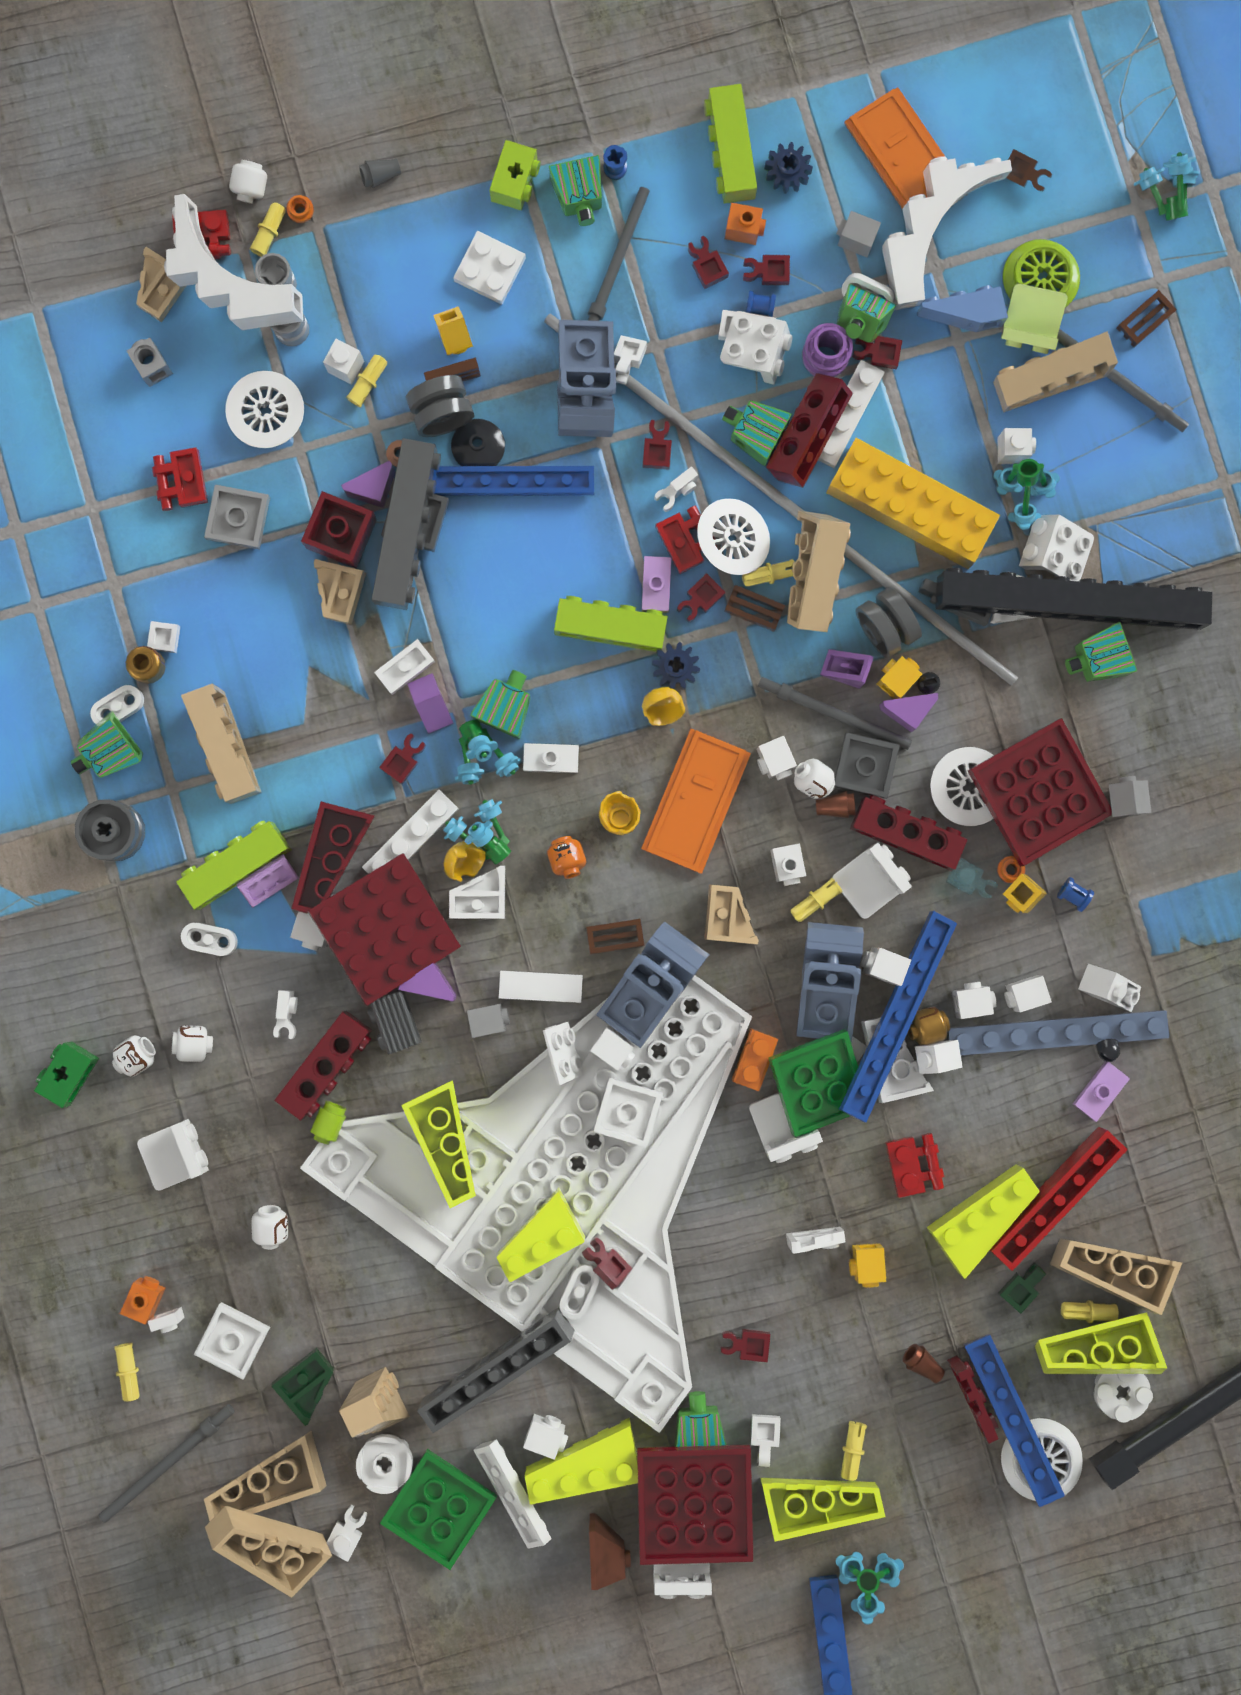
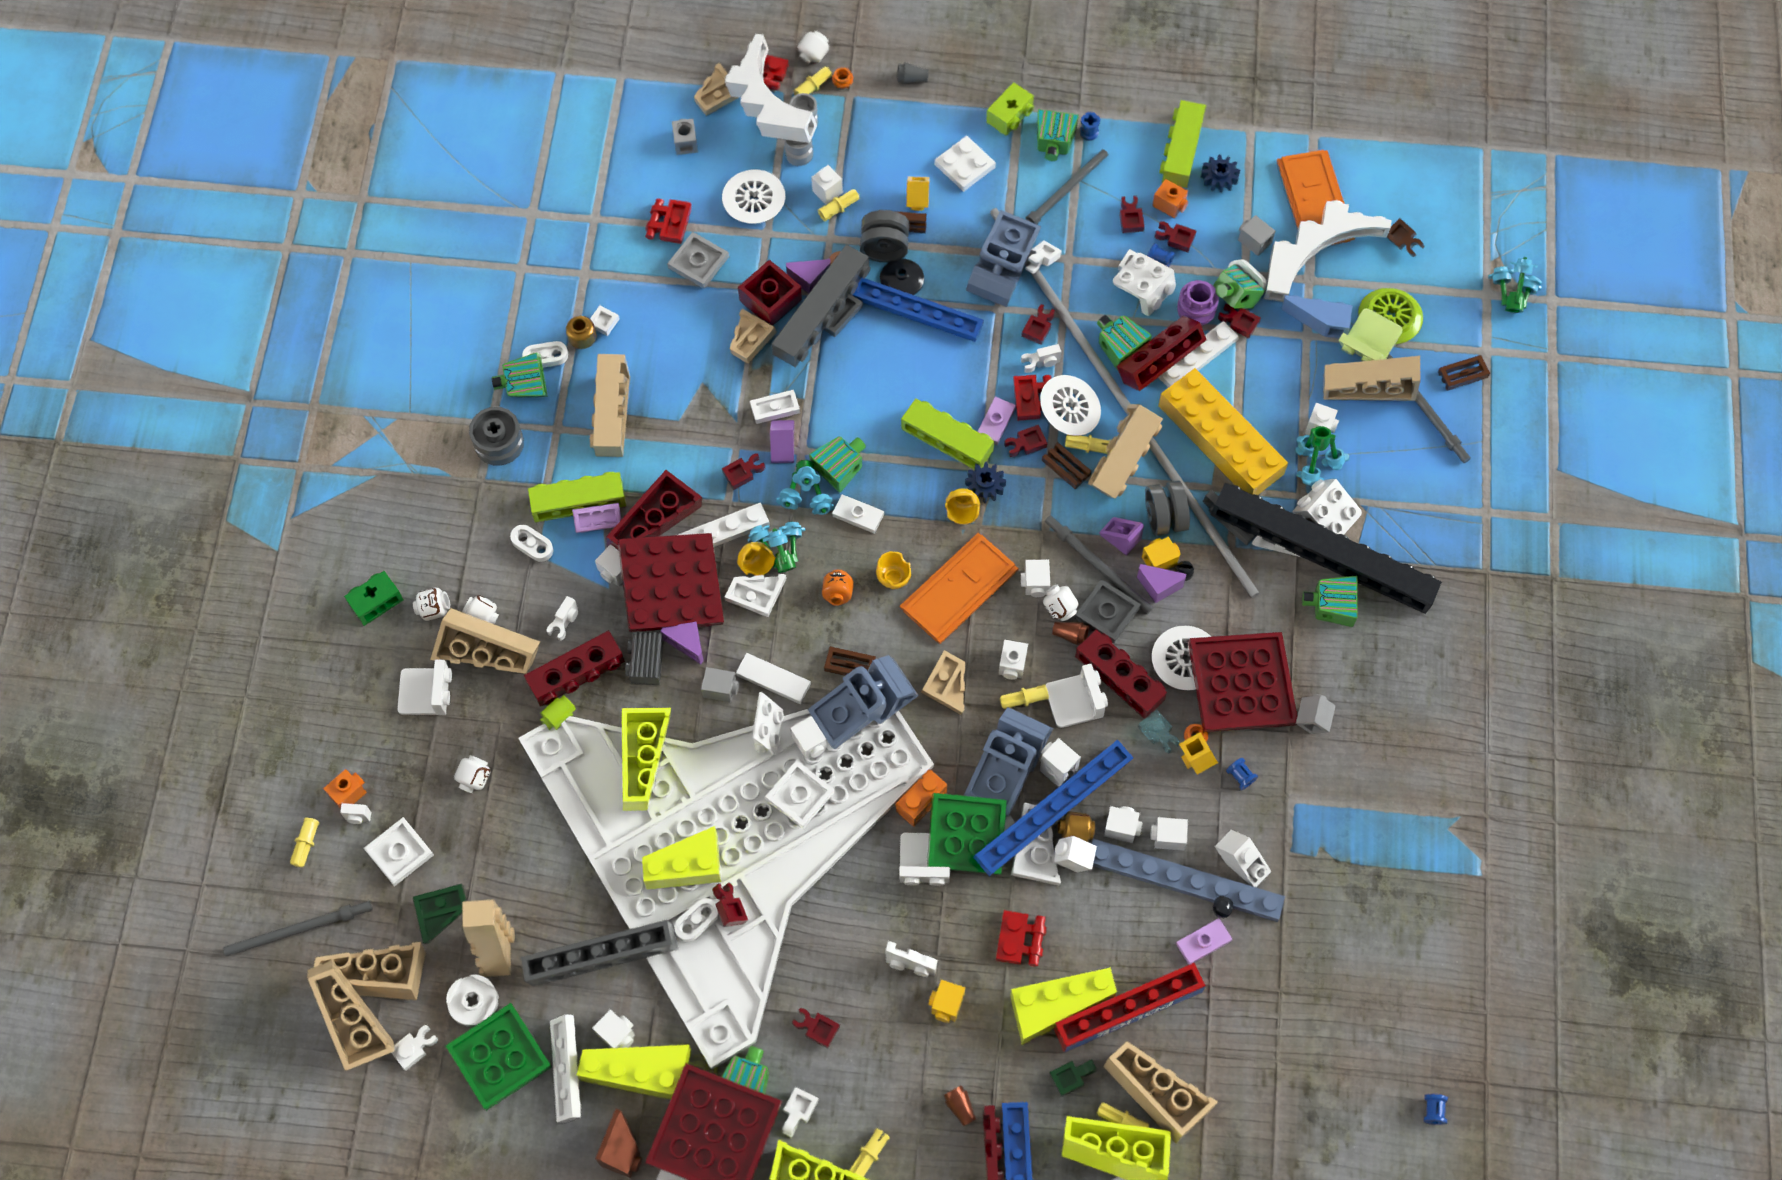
camera: 30 degrees right, 20 degrees down
(214, 1082) = (483, 644): none -> tan wedge

